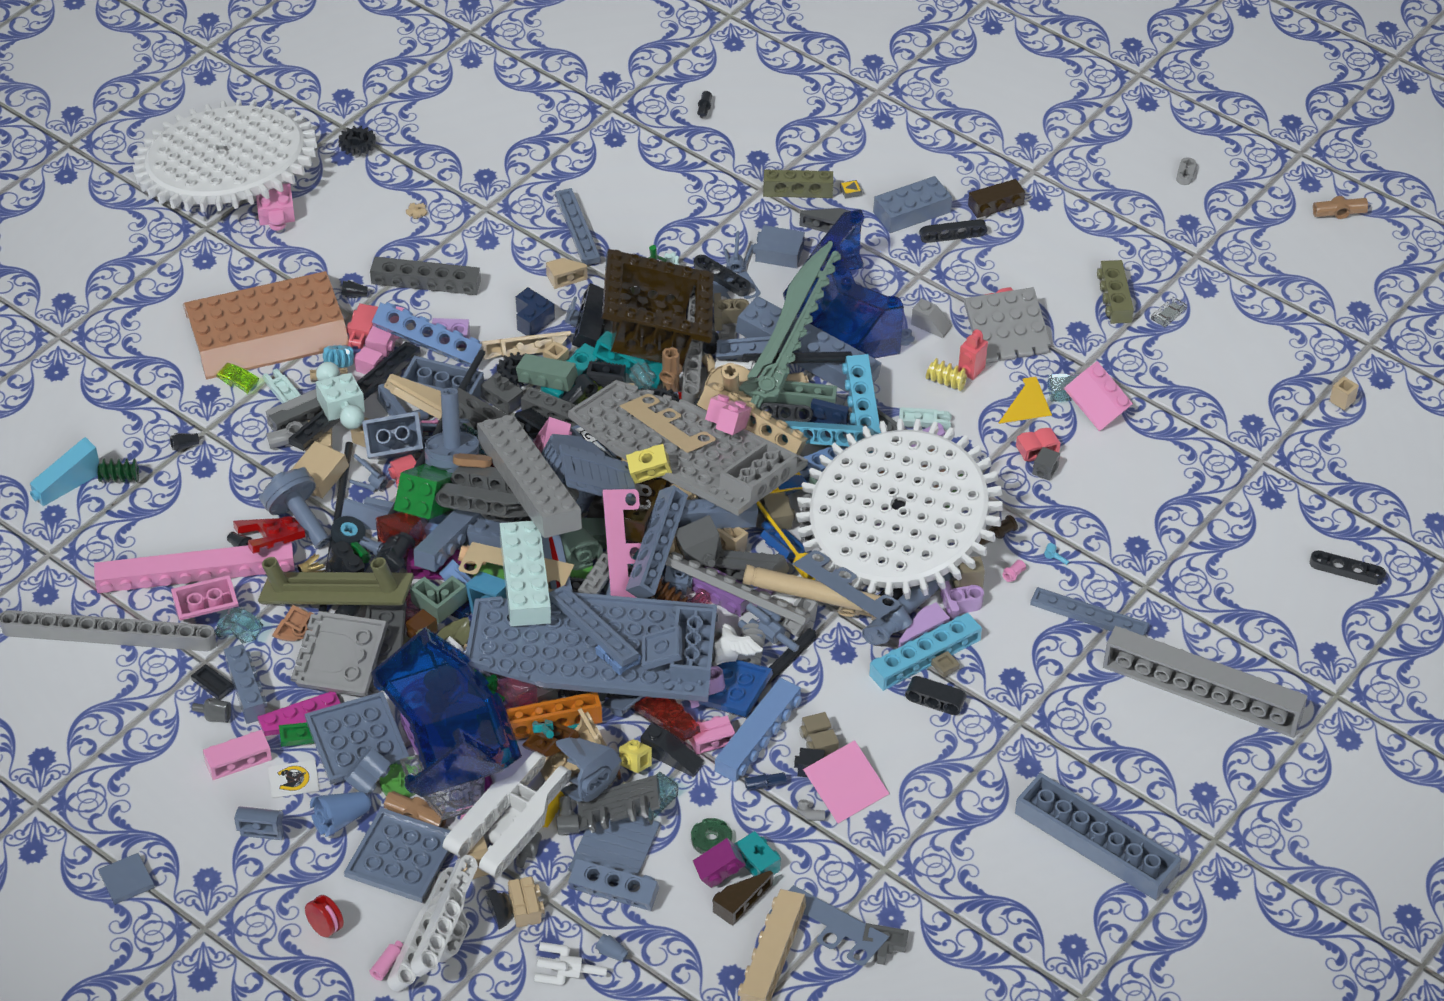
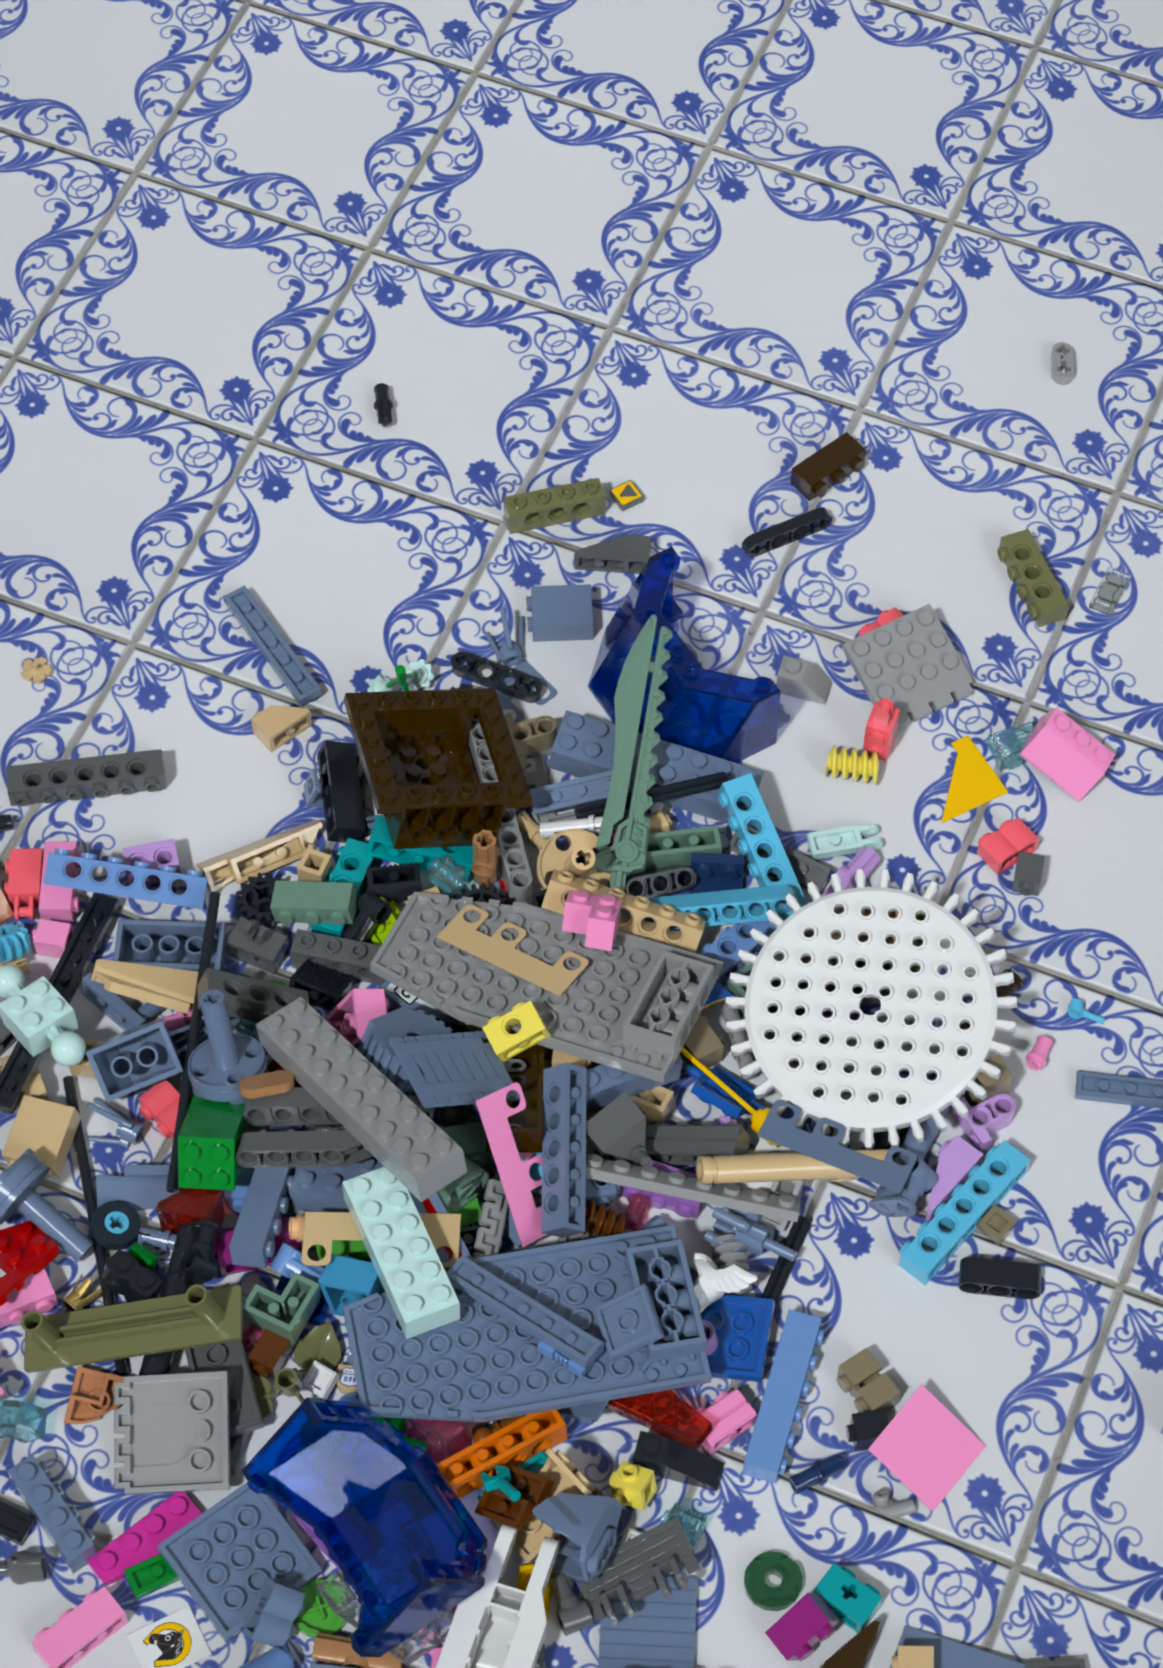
camera: 15 degrees left, 10 degrees up
(533, 312) = (260, 799): dark blue brick -> none
(912, 204) = (719, 503): sand blue brick -> none

